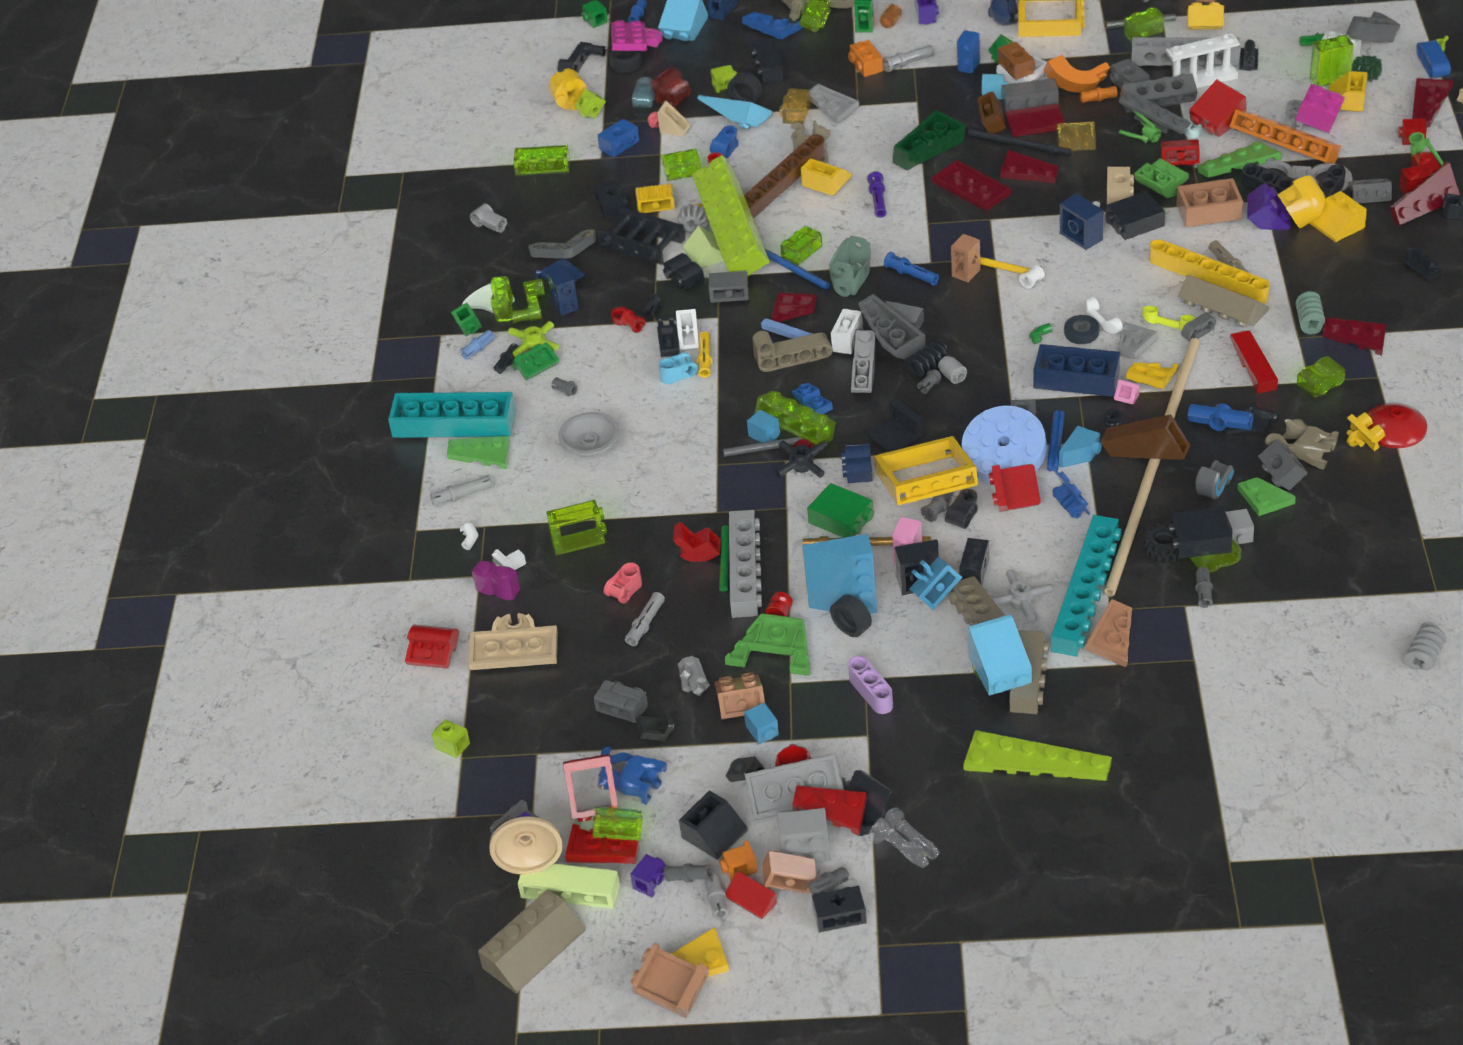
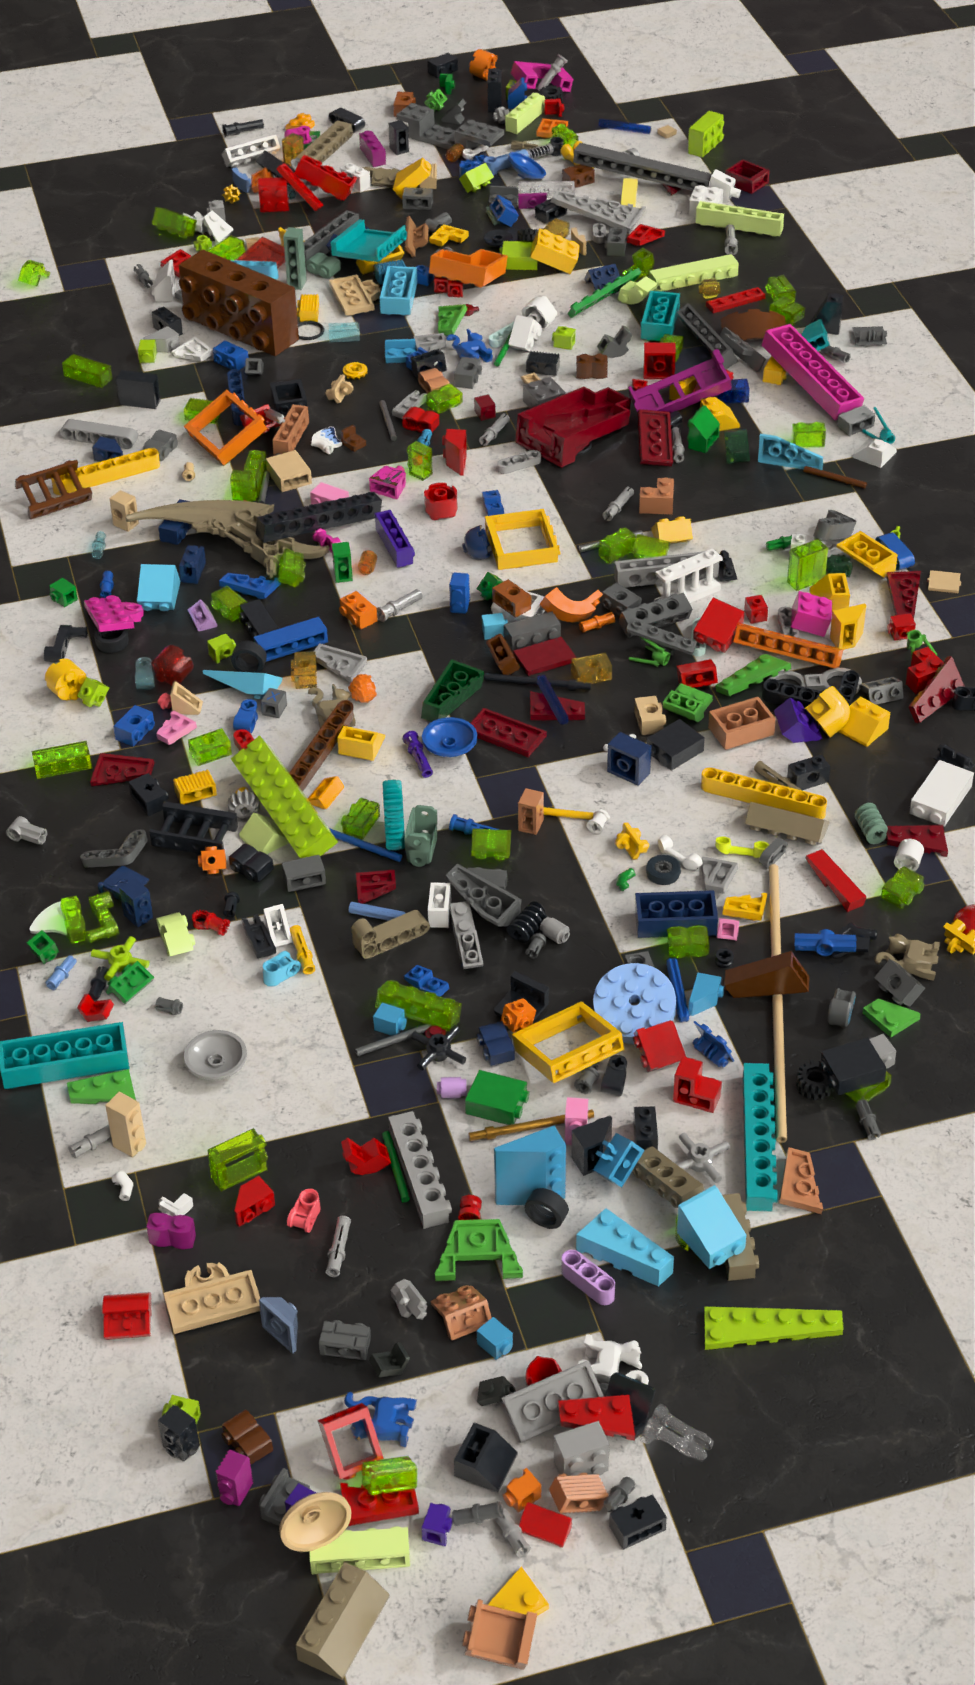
camera: 20 degrees left, 0 degrees up
(439, 752) = (179, 1433): none -> black brick
(474, 799) = (234, 1478): none -> magenta brick
(483, 480) = (126, 1124): none -> tan brick
(495, 381) = (94, 1010): none -> red bracket
(501, 769) = (247, 1436): none -> reddish brown brick
(567, 673) = (280, 1320): none -> sand blue slope
(579, 566) = (253, 1200): none -> red slope
(589, 173) = (119, 768): none -> dark red wing
(590, 324) = (175, 933): none -> yellowish green brick
(654, 264) = (220, 860): none -> orange brick
(657, 145) = (175, 728): none -> bright pink wing
(717, 49) = (202, 616): none -> lavender slope
(742, 38) = (227, 602): none -> clear neon green brick
(755, 132) = (274, 703): none -> dark grey brick
(778, 219) = (326, 792): none -> light orange slope
(792, 76) = (293, 638): none -> blue brick
(800, 495) = (452, 1087): none -> lavender brick
(826, 239) = (393, 814): none -> teal gear
(843, 128) = (362, 688): none -> orange piece
(864, 757) = (609, 1357): none -> white animal
(885, 439) = (518, 1015): none -> orange brick
(911, 181) = (449, 737): none -> blue dish
(915, 663) = (619, 1243): none -> medium azure wedge
(917, 282) = (491, 843): none -> clear neon green brick
(1025, 159) = (552, 699): none -> clear blue axle
(1035, 531) = (693, 1088): none -> red brick
(1058, 298) = (630, 840): none -> yellow hips
(1081, 397) = (688, 941): none -> clear neon green brick
(1176, 28) = (649, 547): none -> clear neon green bracket
(1262, 257) = (809, 772): none -> black brick
(1265, 98) = (756, 609): none -> red brick
(1339, 346) = (909, 854): none -> white piece
(1354, 123) = (847, 626): none -> yellow slope
(1396, 293) = (941, 793): none -> white brick
(1402, 57) = (869, 553): none -> yellow slope

